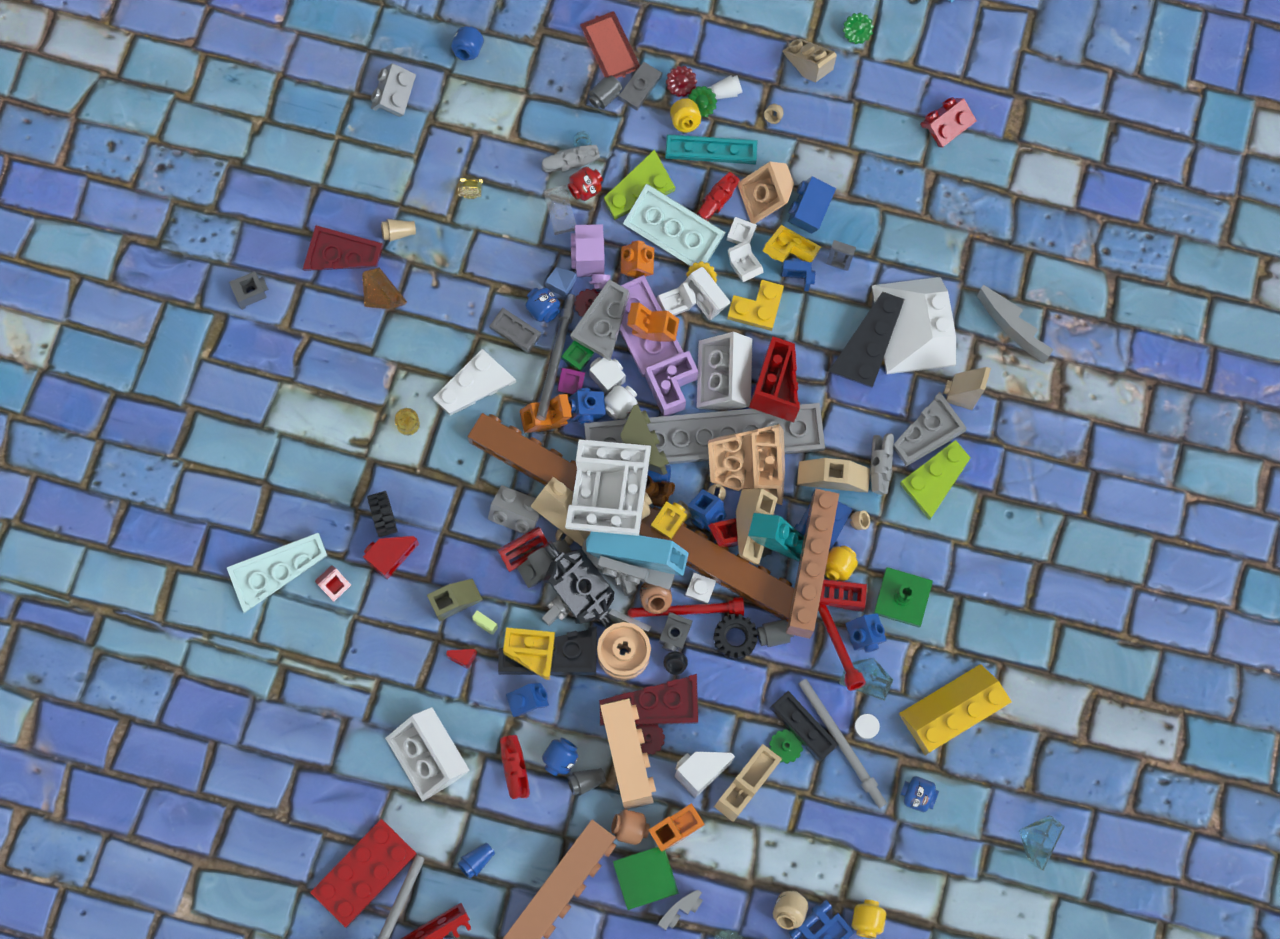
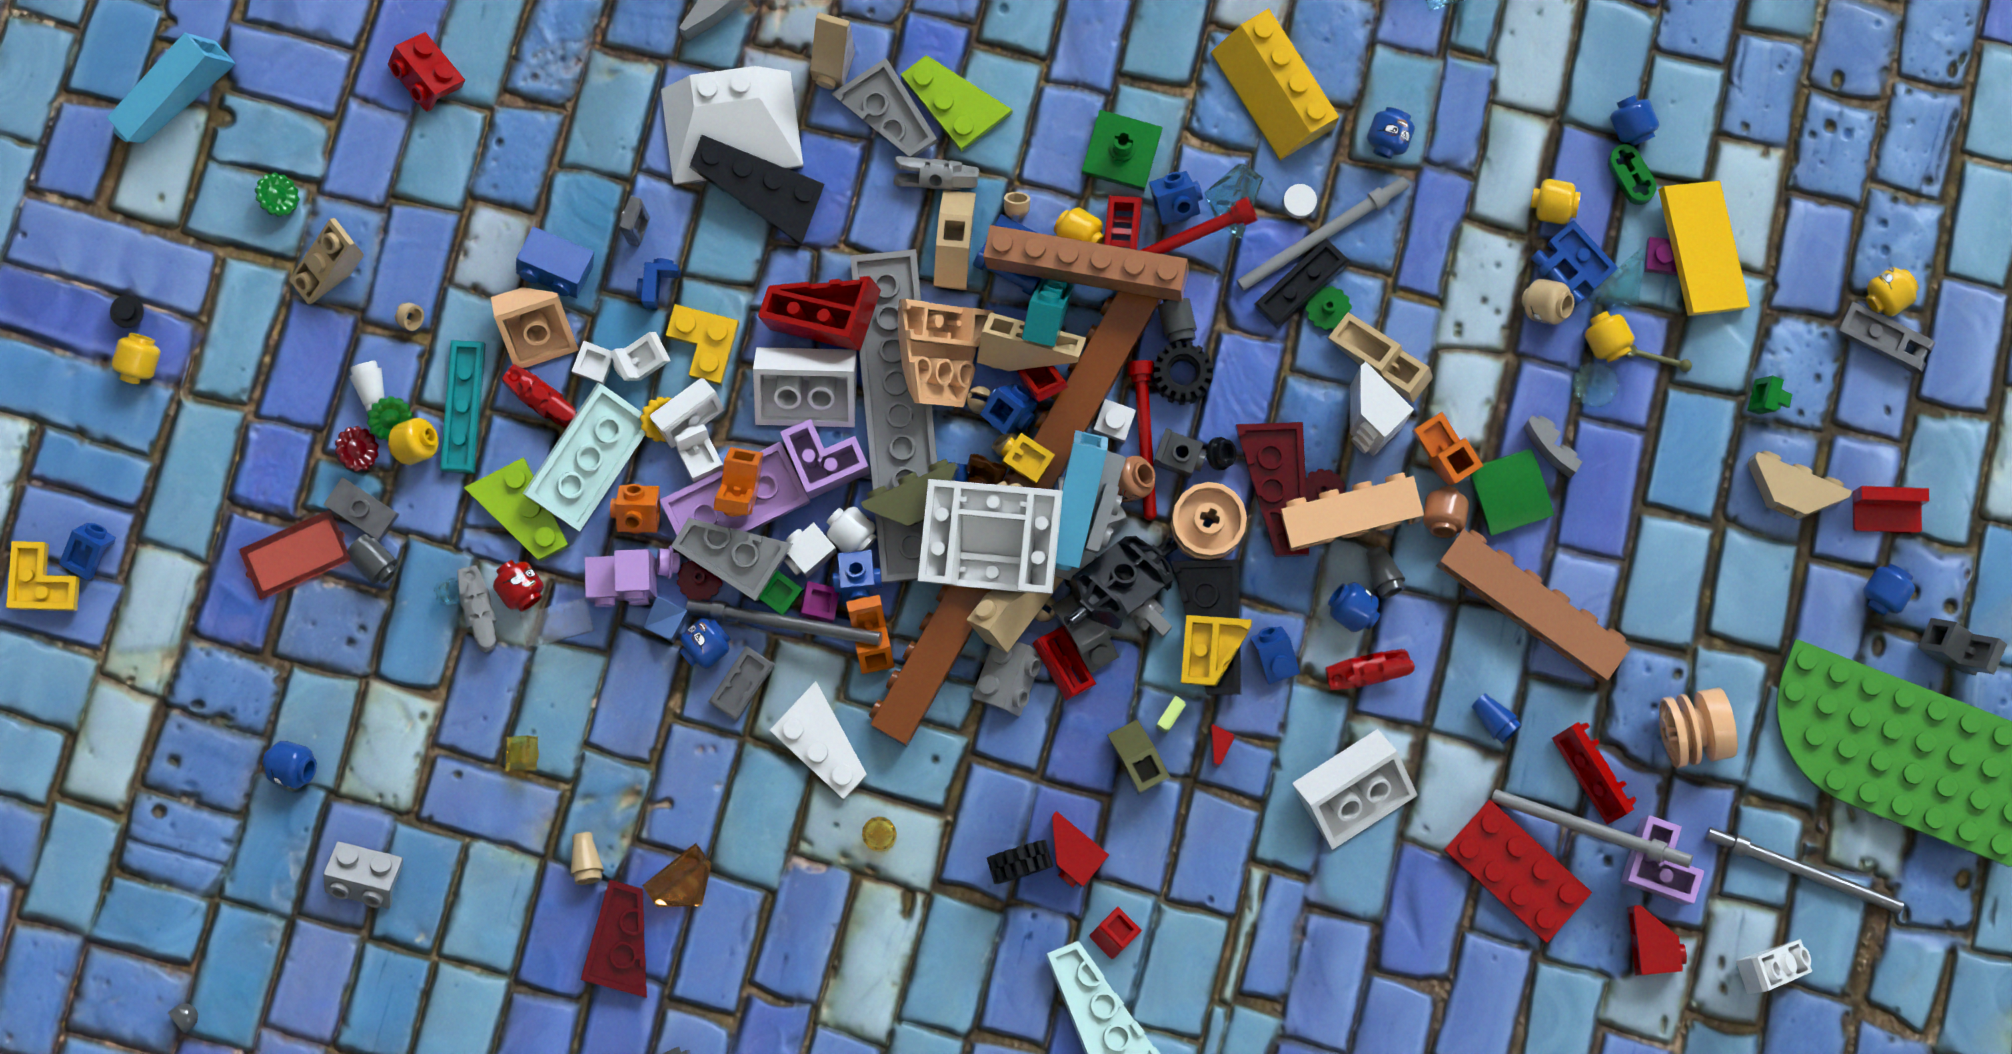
camera: 85 degrees left, 5 degrees up
(629, 619) = (1162, 515): white sticker -> none
(787, 241) = (611, 294): yellow plate -> none

